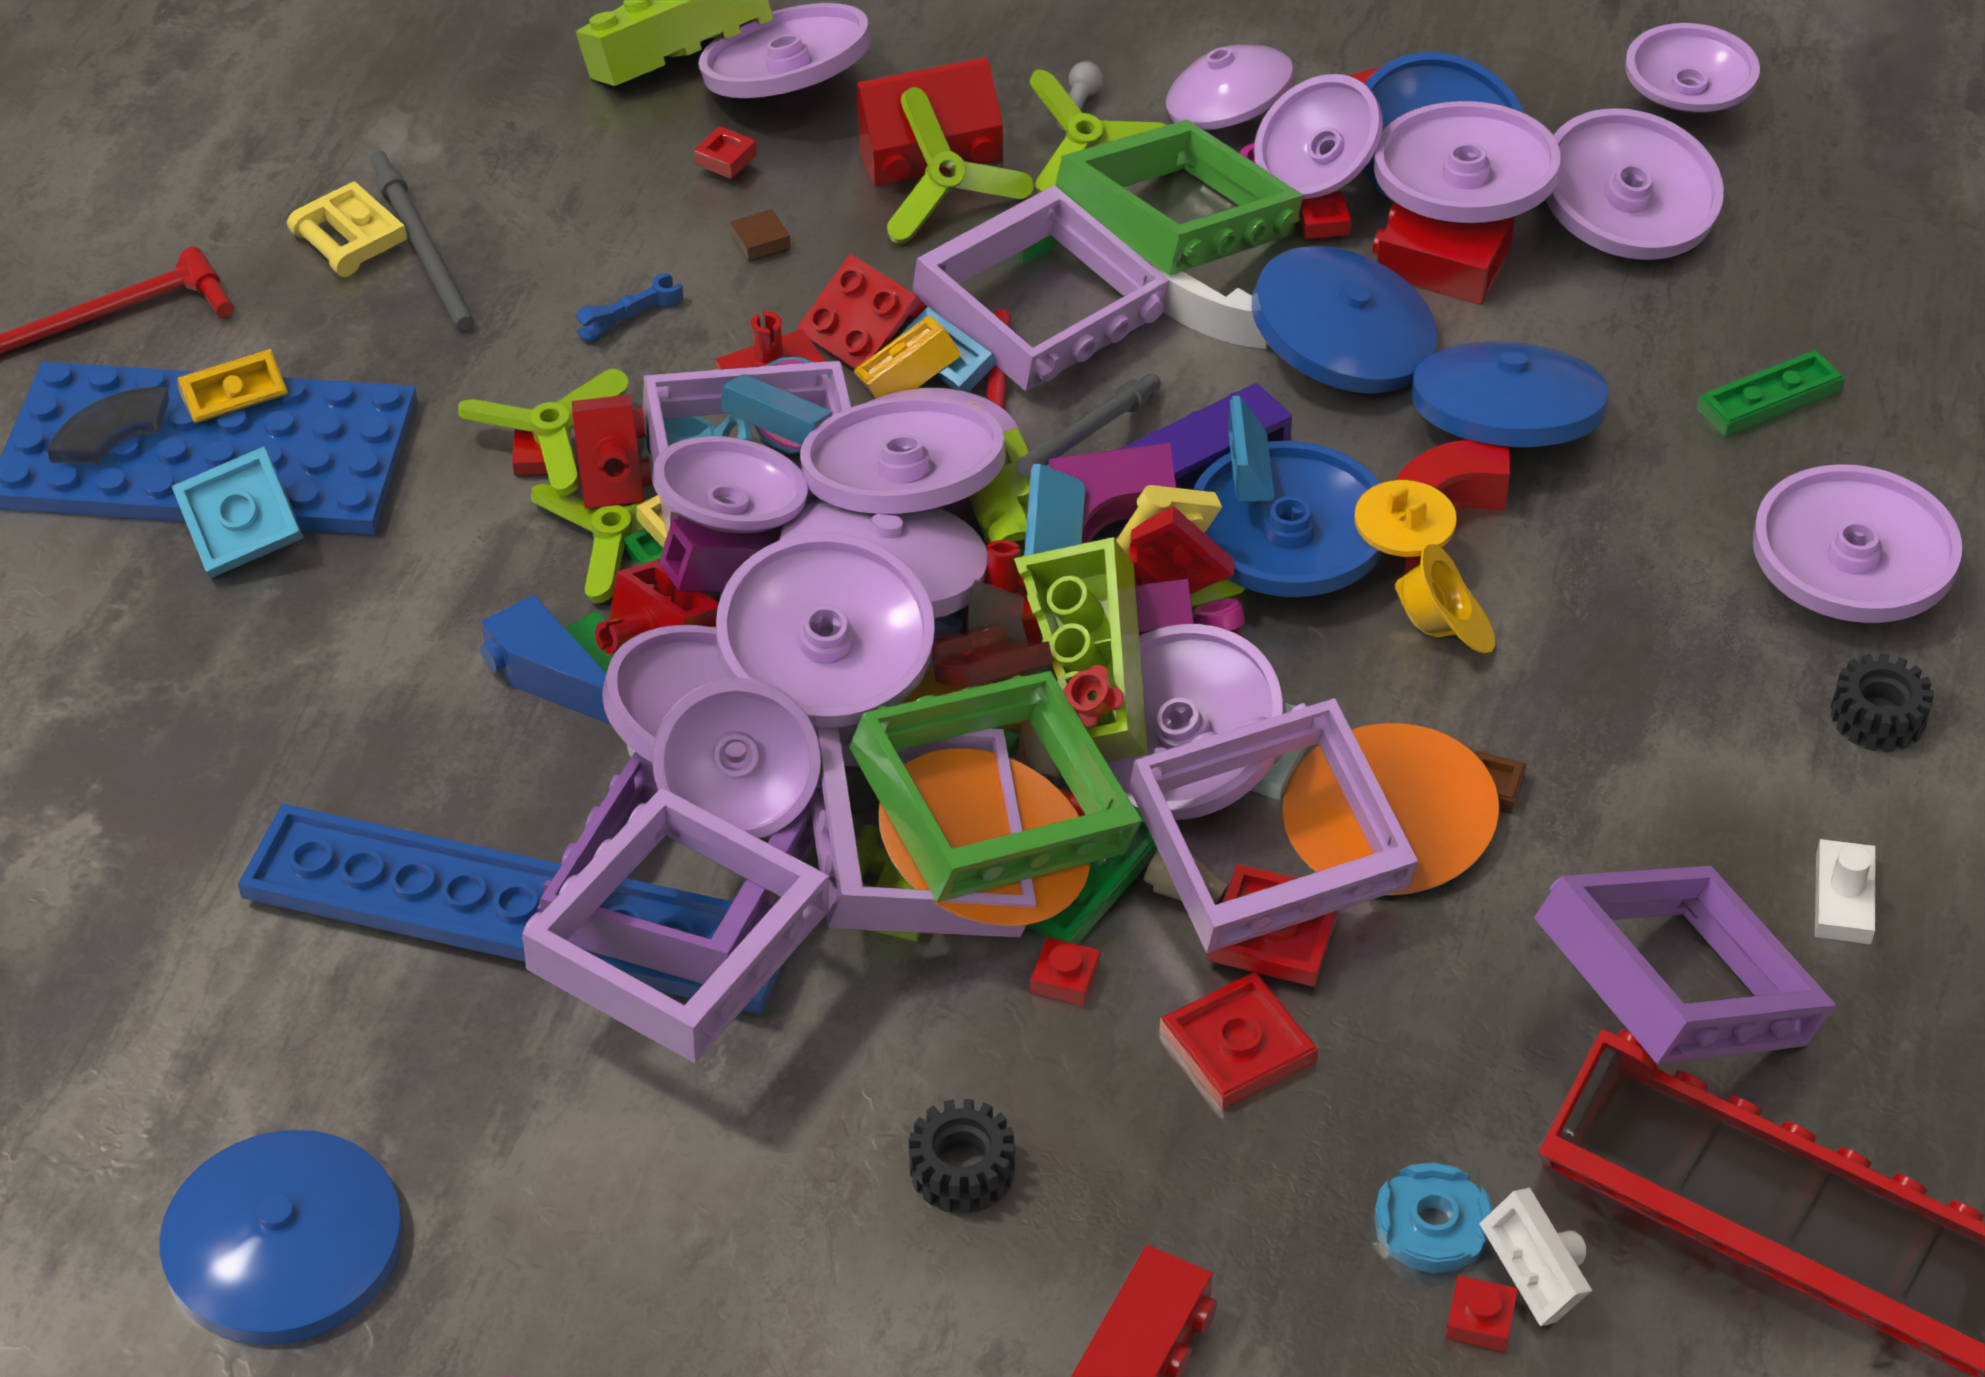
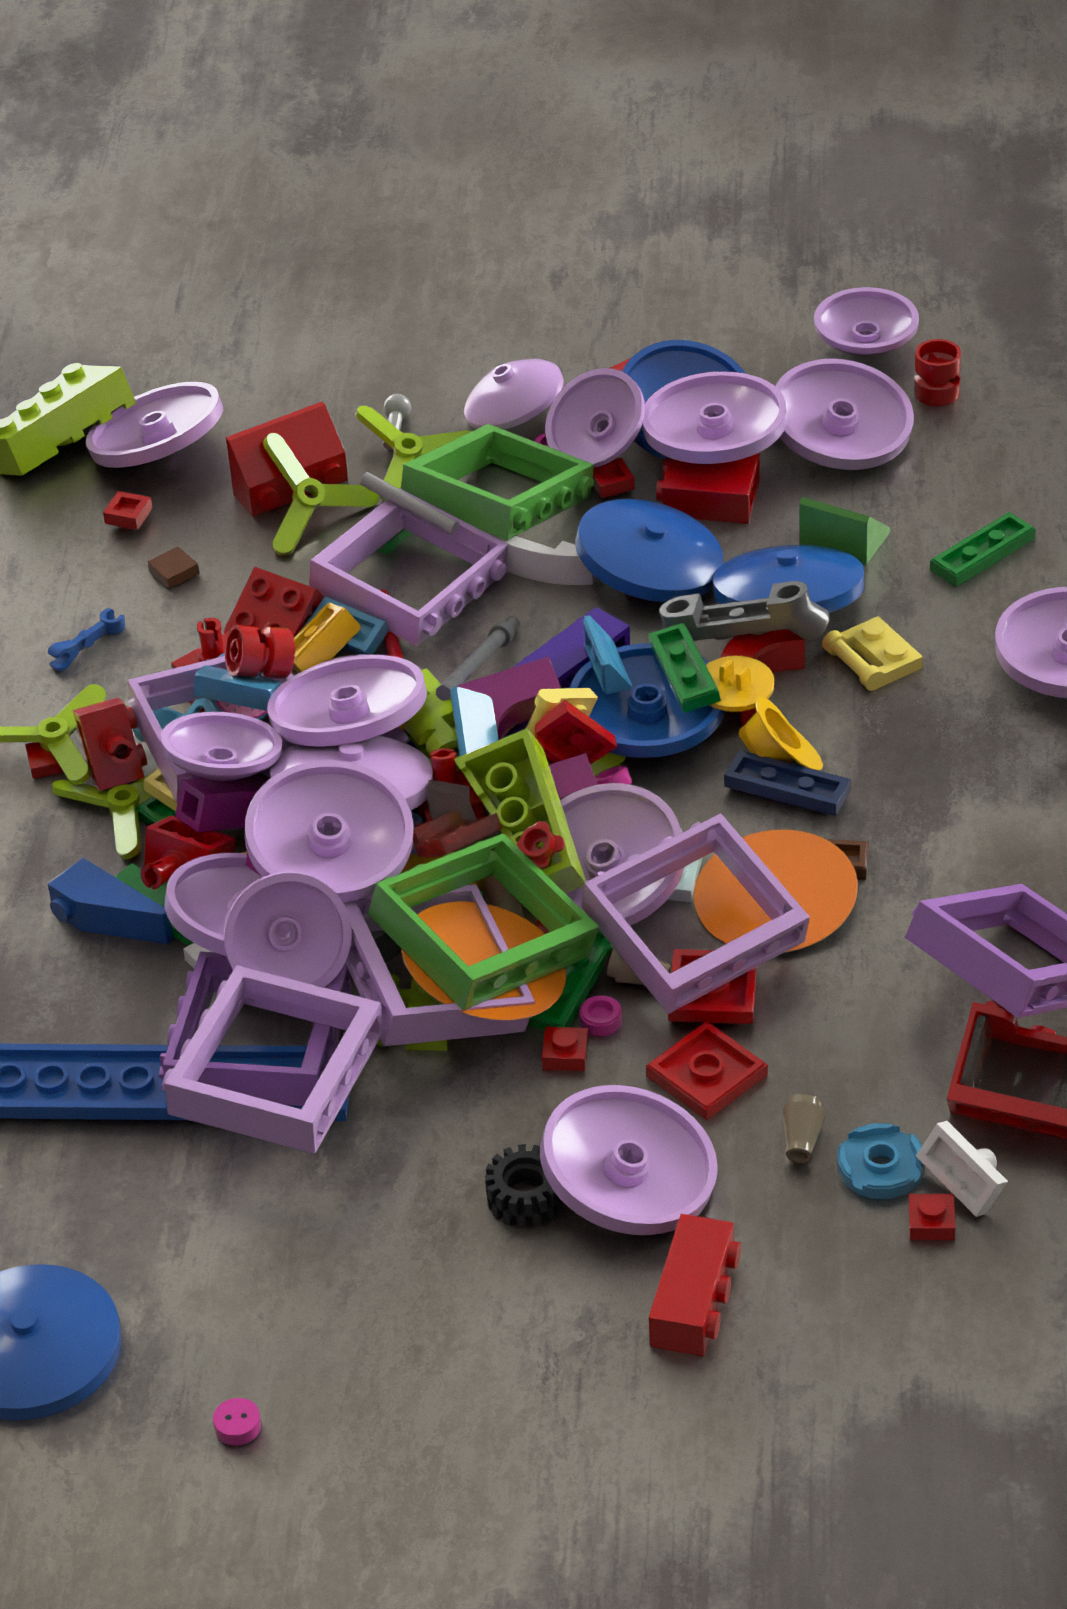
camera: 10 degrees left, 5 degrees down
(819, 371) = (258, 651): none -> red wheel
(1059, 206) = (409, 503): none -> light grey bar
(1099, 1151) = (628, 1159): none -> lavender dish
(1122, 935) = (600, 1015): none -> dark pink tile
(1341, 1145) = (802, 1124): none -> dark tan cone
(1344, 486) = (684, 667): none -> green tile
(1442, 663) = (787, 783): none -> dark blue plate
(1491, 432) = (786, 608): none -> dark grey plate
(1593, 336) = (840, 529): none -> bright green slope
(1607, 499) = (880, 646): none -> light yellow plate
(1767, 149) = (937, 372): none -> red wheel

